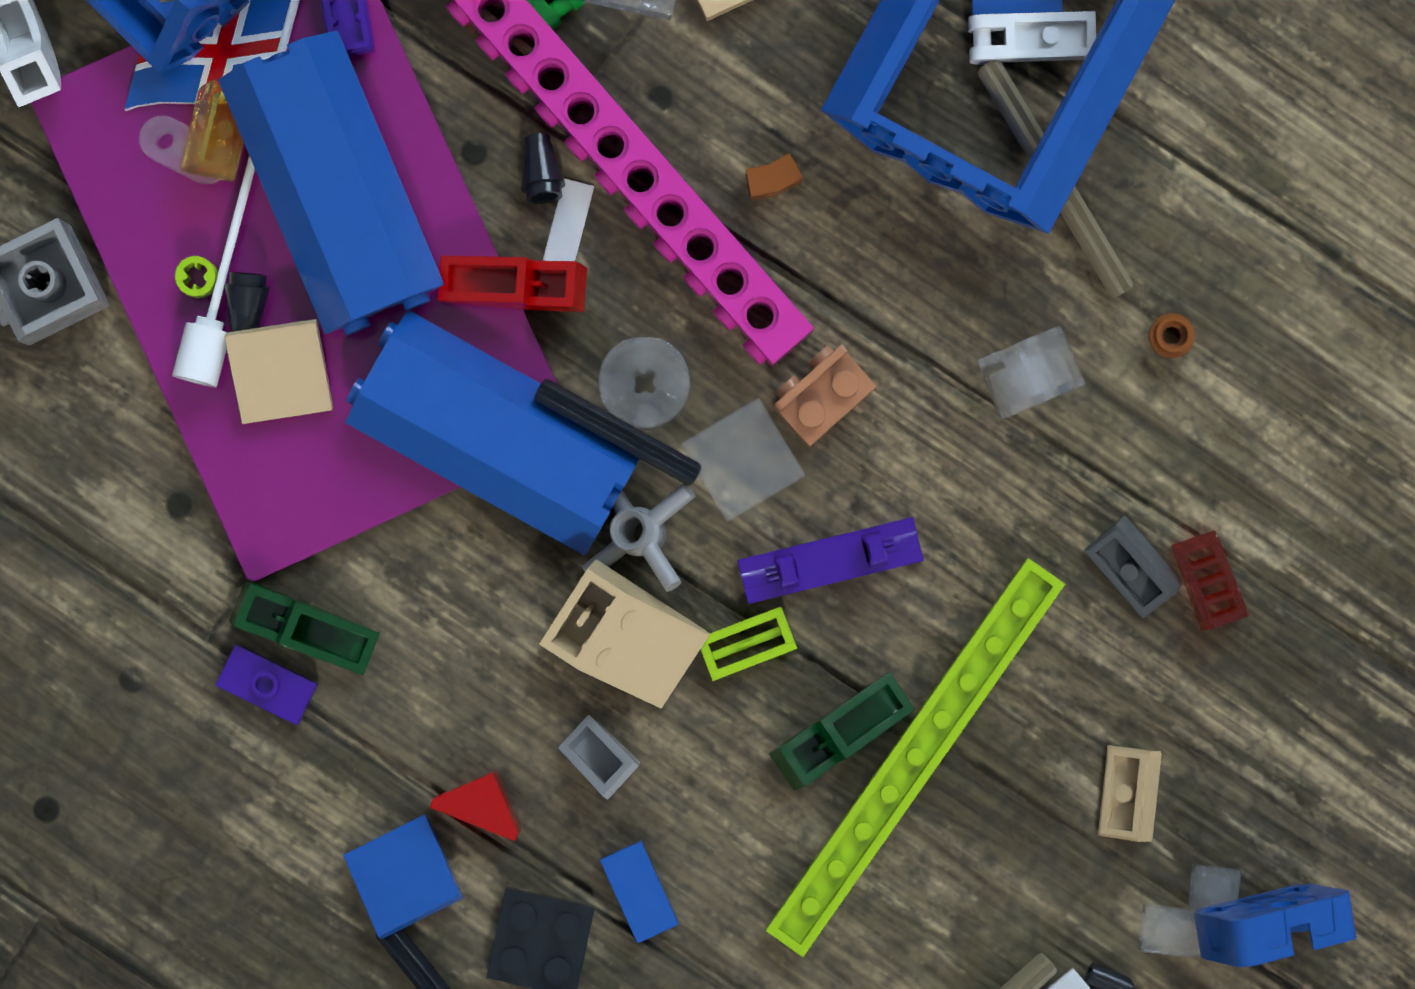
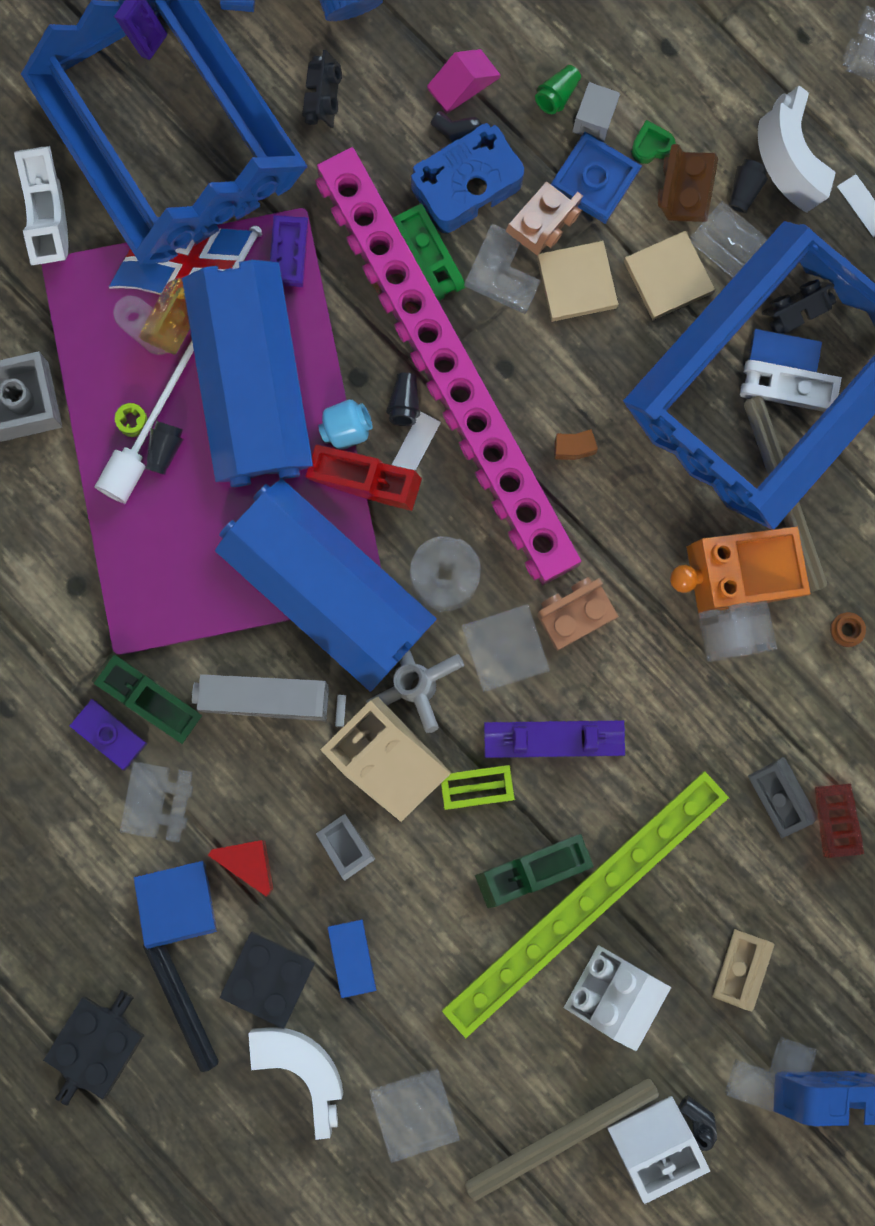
camera: 15 degrees right, 5 degrees down
(279, 371) = (174, 502): tan tile -> none
(334, 754) = (146, 799): none -> clear plate
(449, 593) = (262, 697): none -> light grey slope
(473, 221) = (345, 424): none -> medium azure head
(552, 586) = (340, 710): none -> white piece
(617, 432) = (416, 604): black axle -> none
(979, 864) = (617, 998): none -> white slope
(1023, 290) = (744, 569): none -> orange slope

